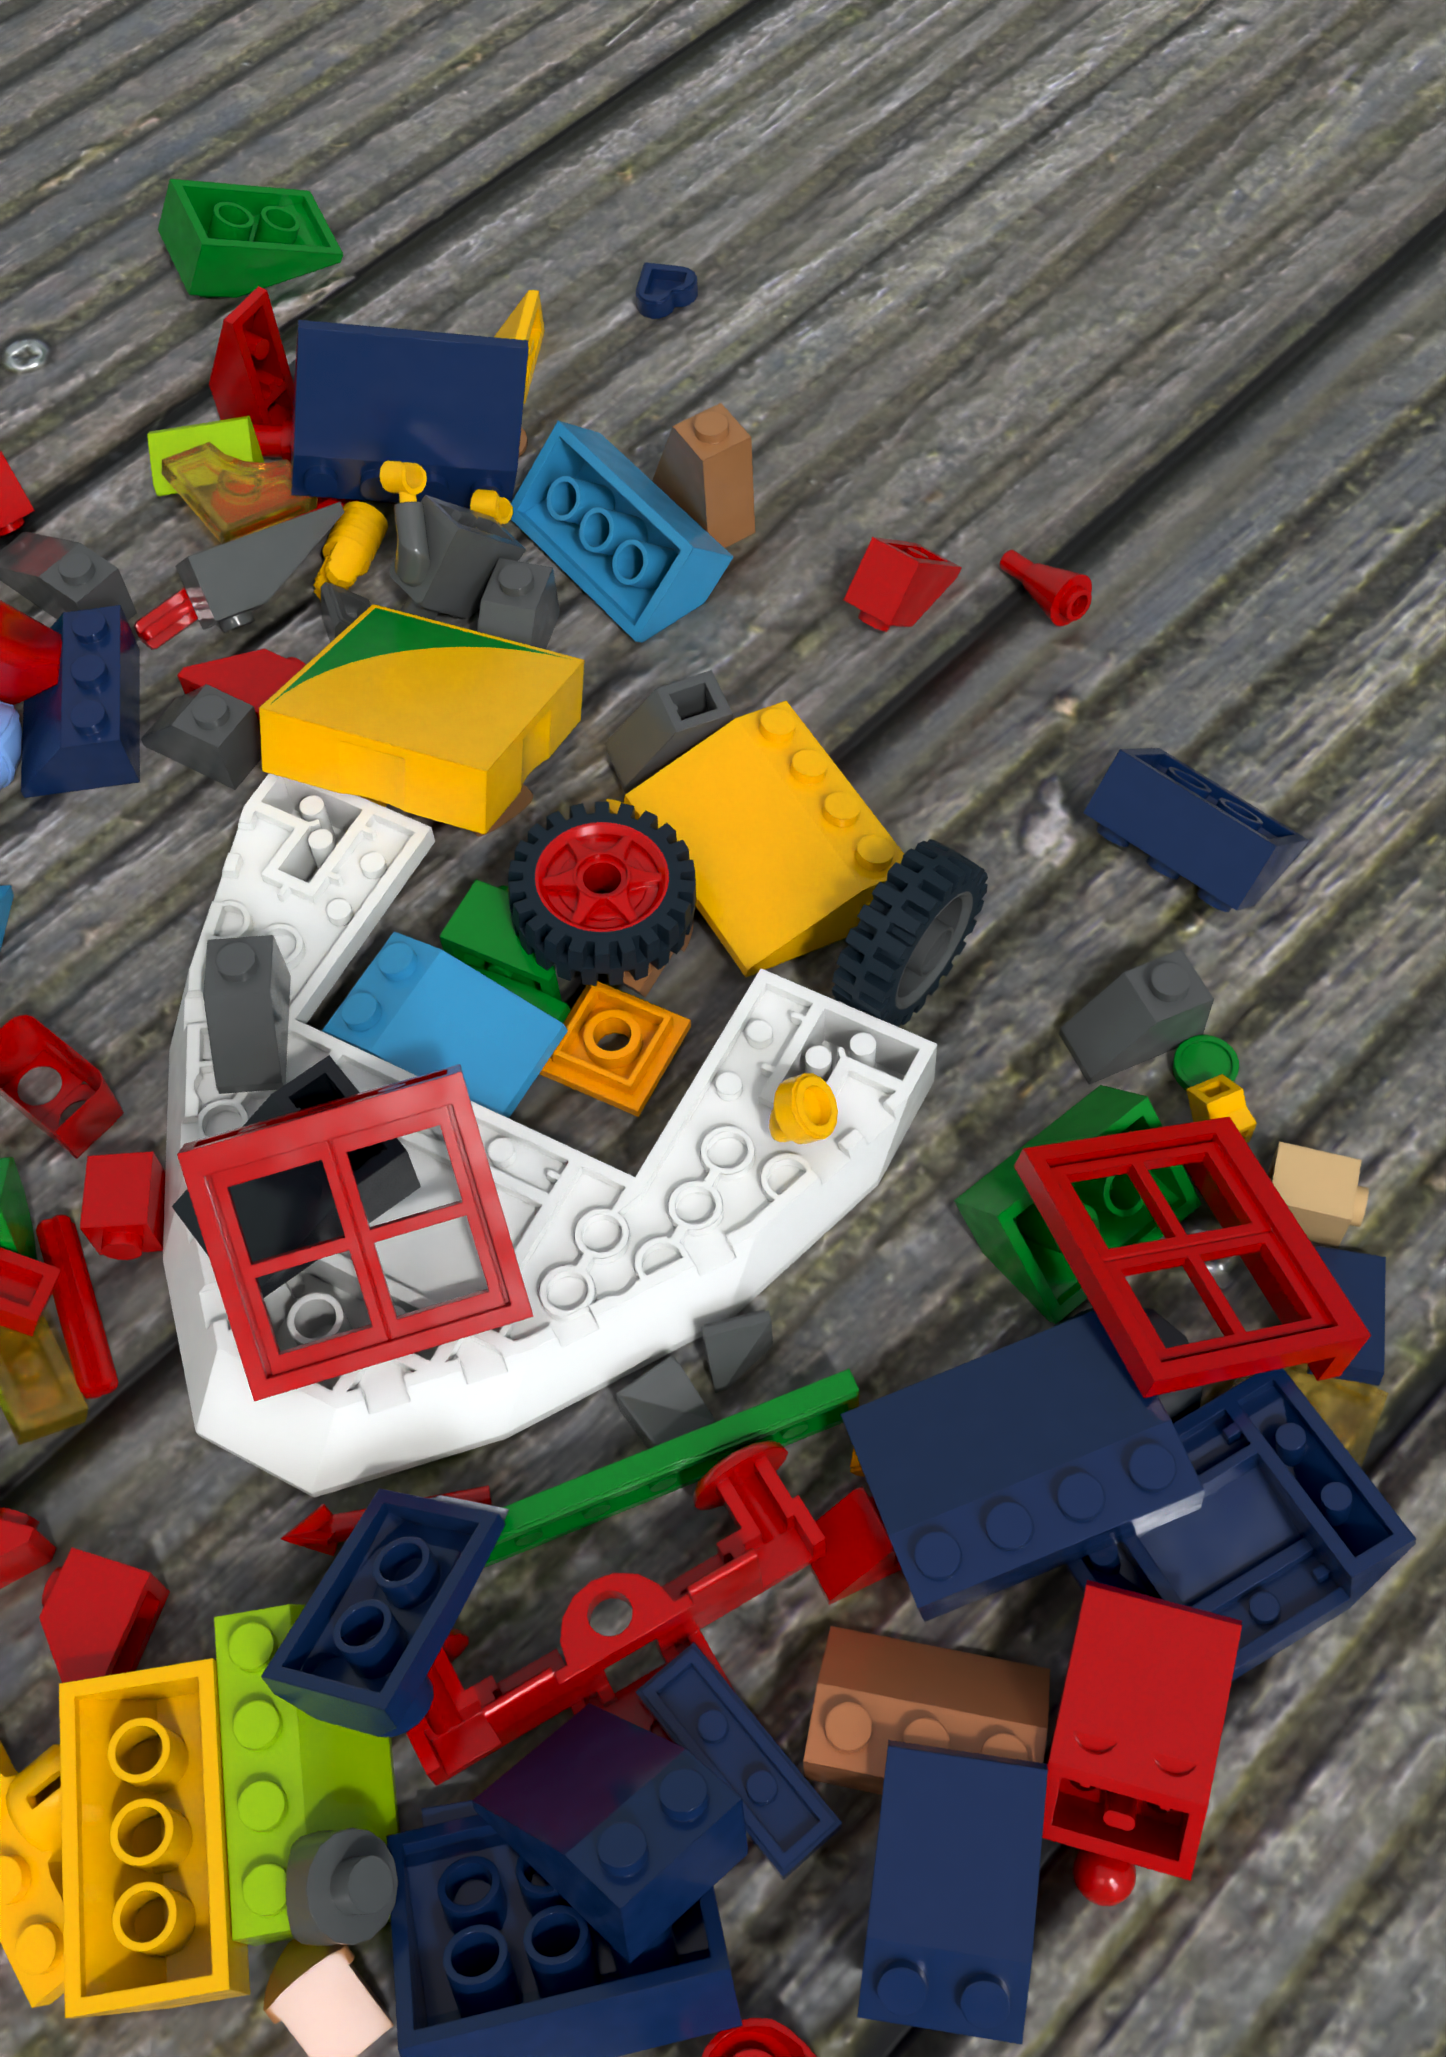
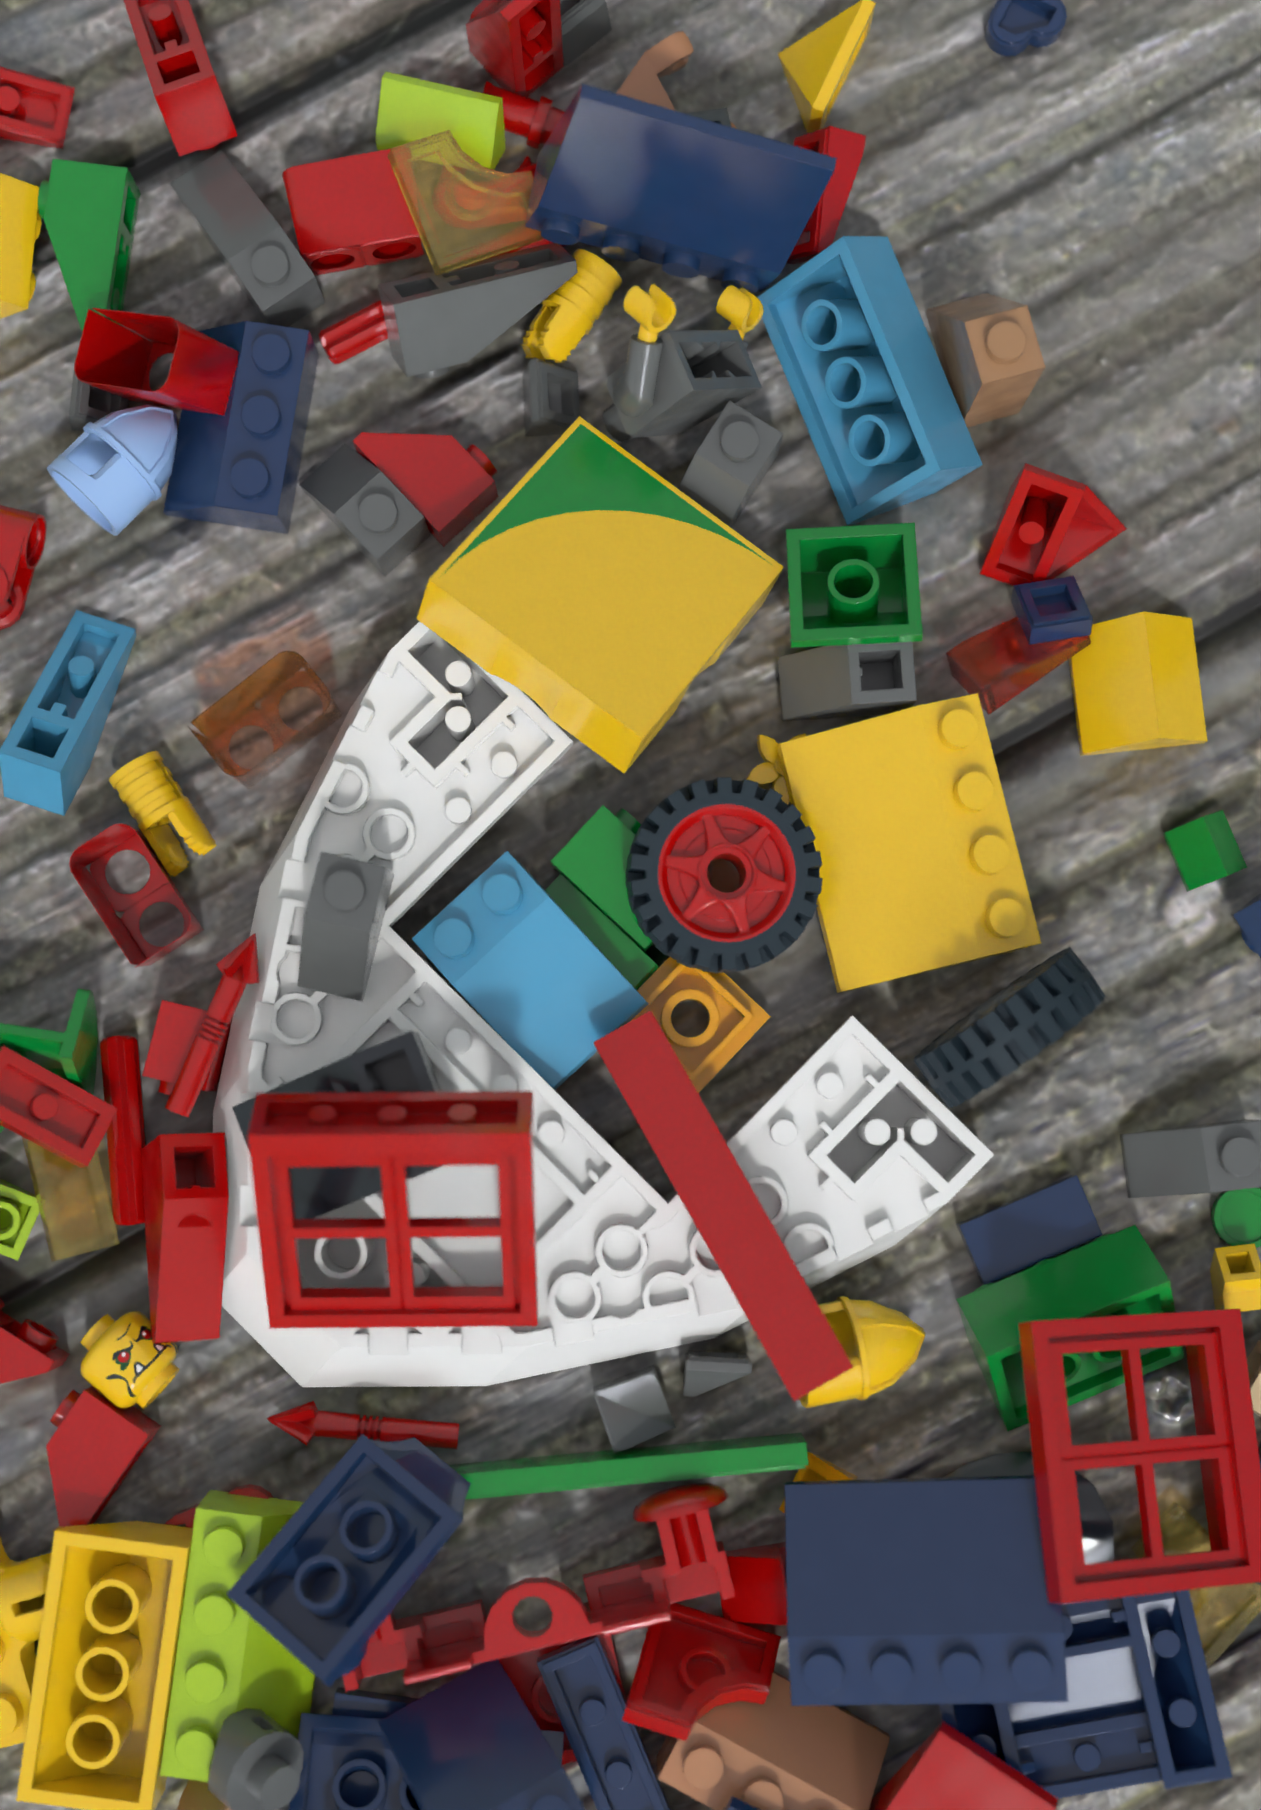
camera: 10 degrees right, 25 degrees up
(57, 1006) = (157, 801): none -> yellow hinge
(118, 1513) = (125, 1361): none -> yellow head
(129, 885) = (238, 710): none -> clear orange piece
(142, 530) = (350, 213): none -> red piece
(153, 1364) = (185, 1234): none -> red slope
(156, 1106) = (238, 970): none -> red piece
(538, 415) = (825, 219): none -> red slope
(646, 652) = (853, 585): none -> green slope
(695, 1156) = (723, 1206): none -> red slope
(803, 1110) = (842, 1199): yellow tile -> none
(804, 586) = (1046, 528): none -> red slope
(807, 1638) = (695, 1666): none -> red tile
(815, 682) = (1003, 663): none -> clear red slope
(832, 642) = (1051, 610): none -> dark blue tile
(860, 1278) = (878, 1344): none -> yellow helmet
(898, 583) = (1150, 552): red slope -> none
(927, 680) = (1138, 685): none -> yellow slope
(999, 1128) = (1029, 1229): none -> dark blue tile
(1038, 784) = (1204, 850): none -> green slope

